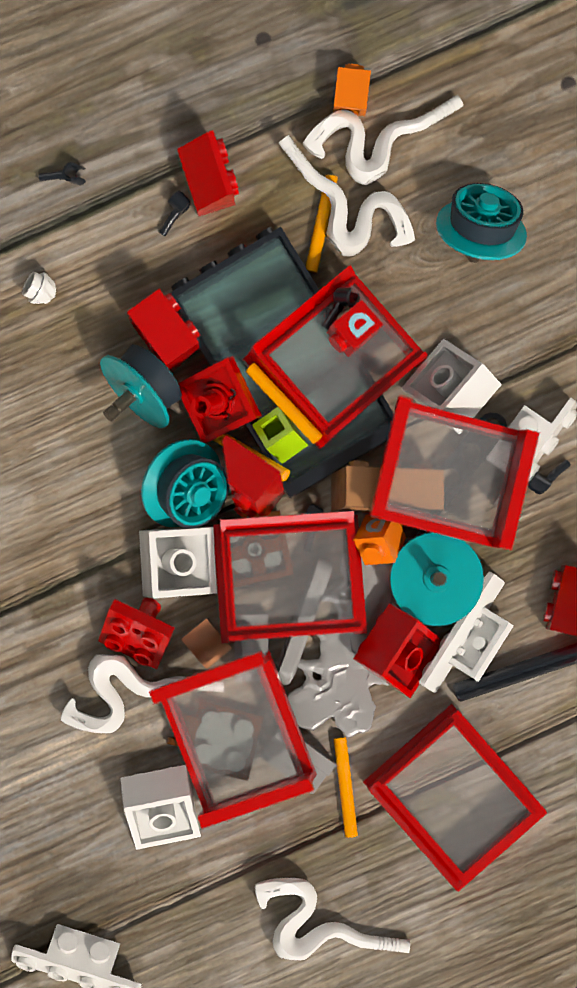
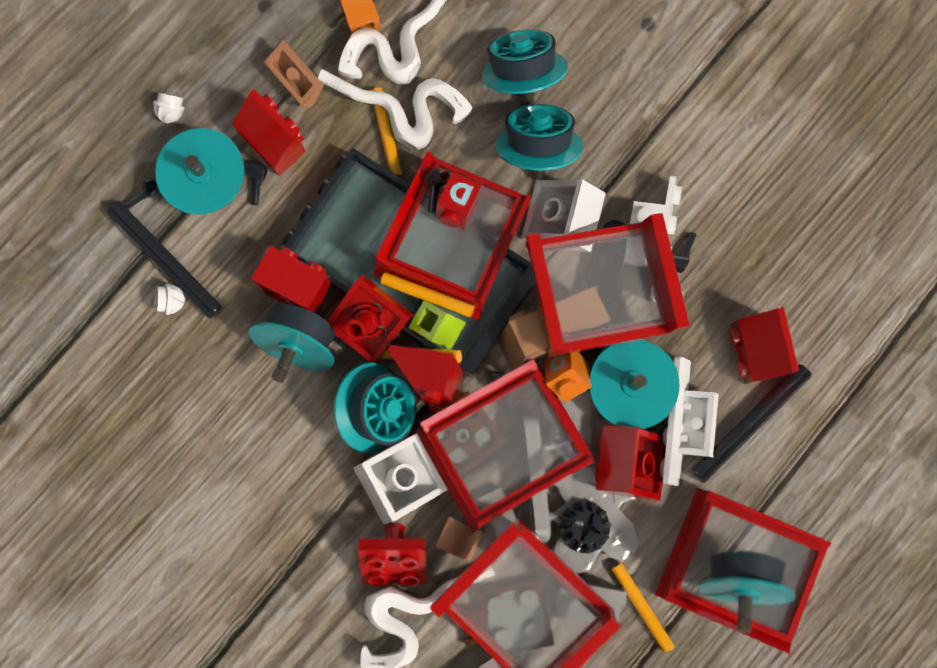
camera: 30 degrees left, 5 degrees down
(52, 247) = (164, 260): none -> black axle
(123, 100) = (168, 107): none -> white plate
(125, 181) = (199, 171): none -> teal piece
(258, 126) = (294, 74): none -> nougat slope
(312, 687) = (572, 533): none -> black gear
(447, 805) = (747, 580): none -> piece
(462, 303) = (539, 139): none -> teal piece

